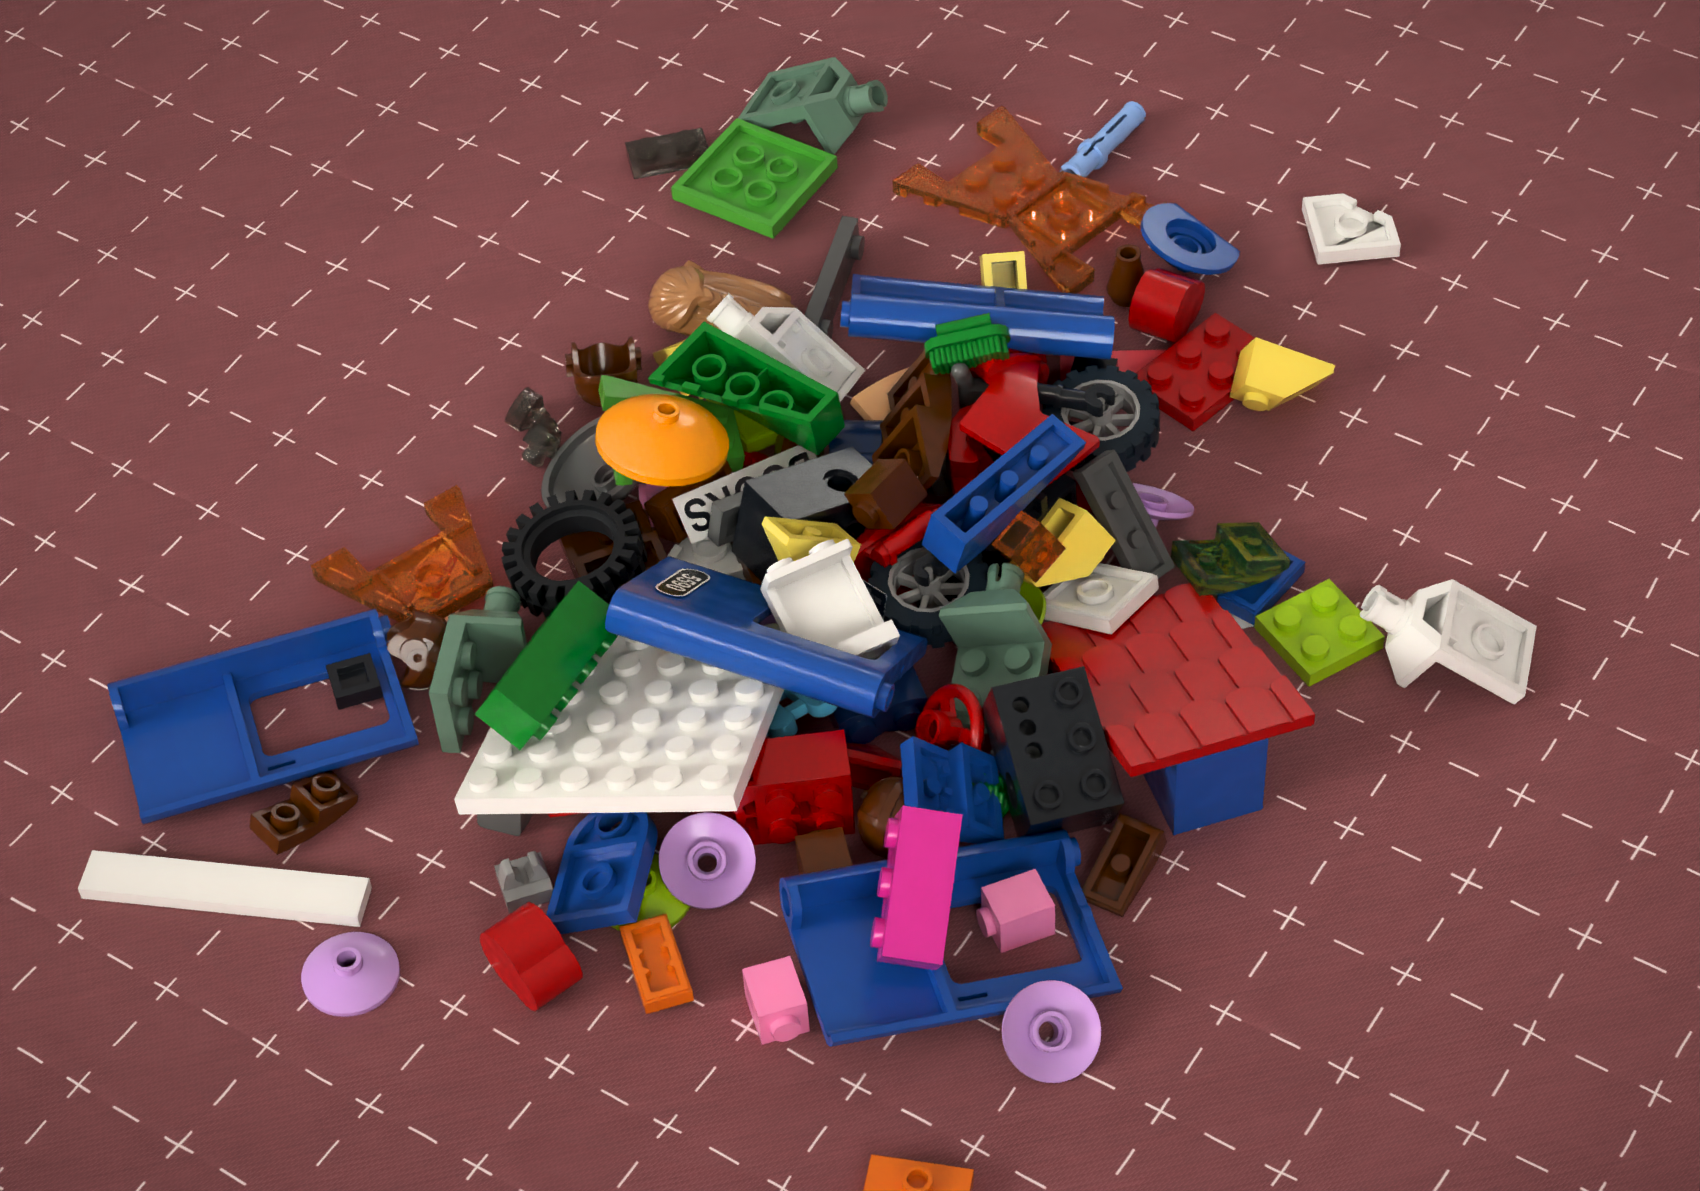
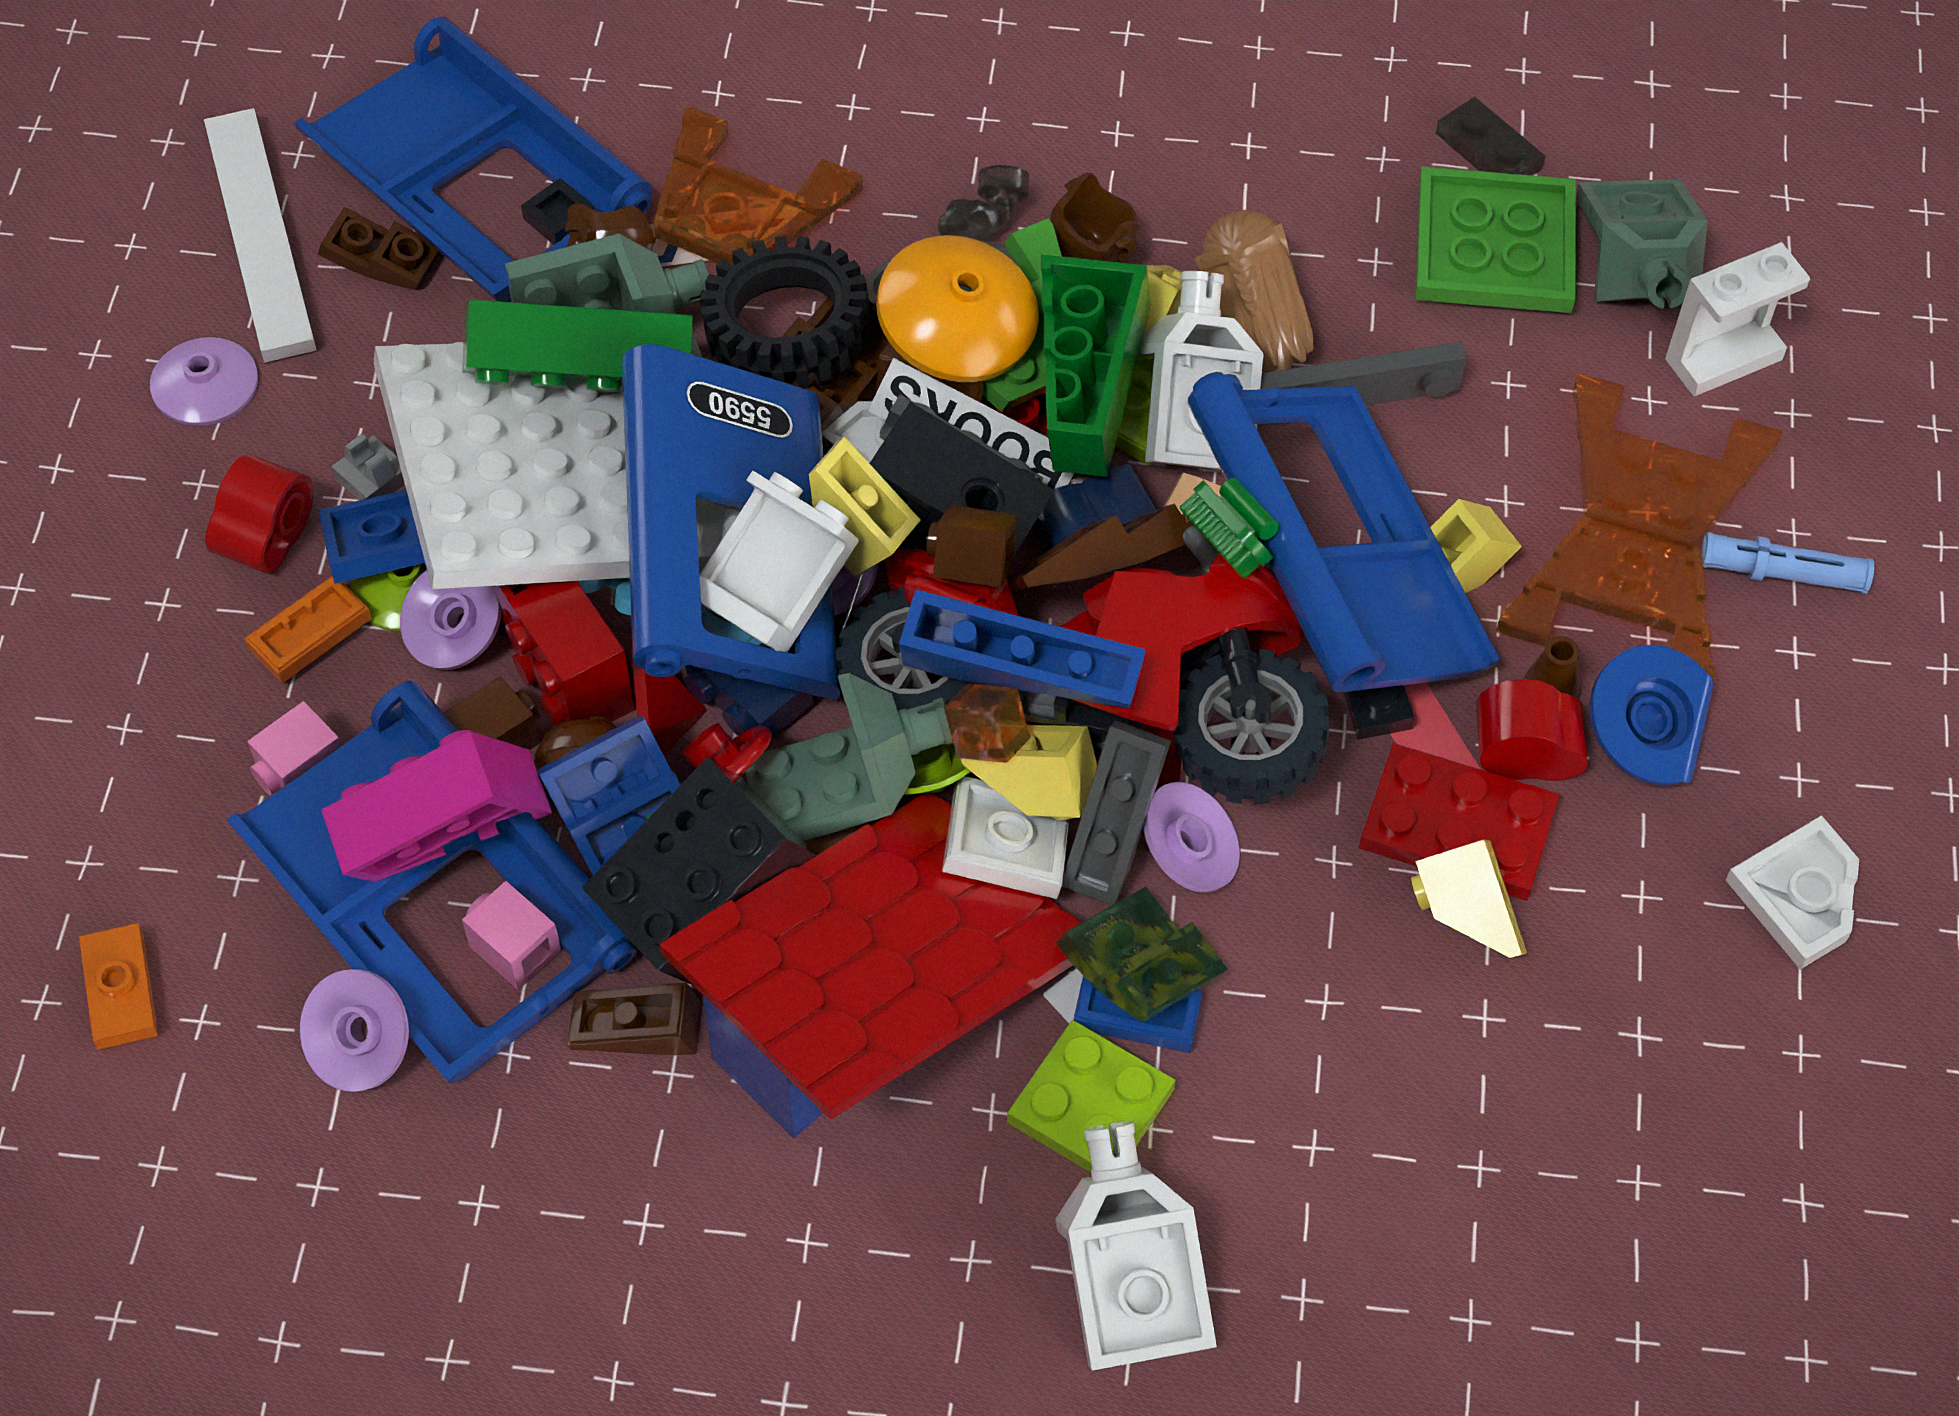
camera: 60 degrees right, 10 degrees up
(917, 95) = (1728, 318): none -> white panel

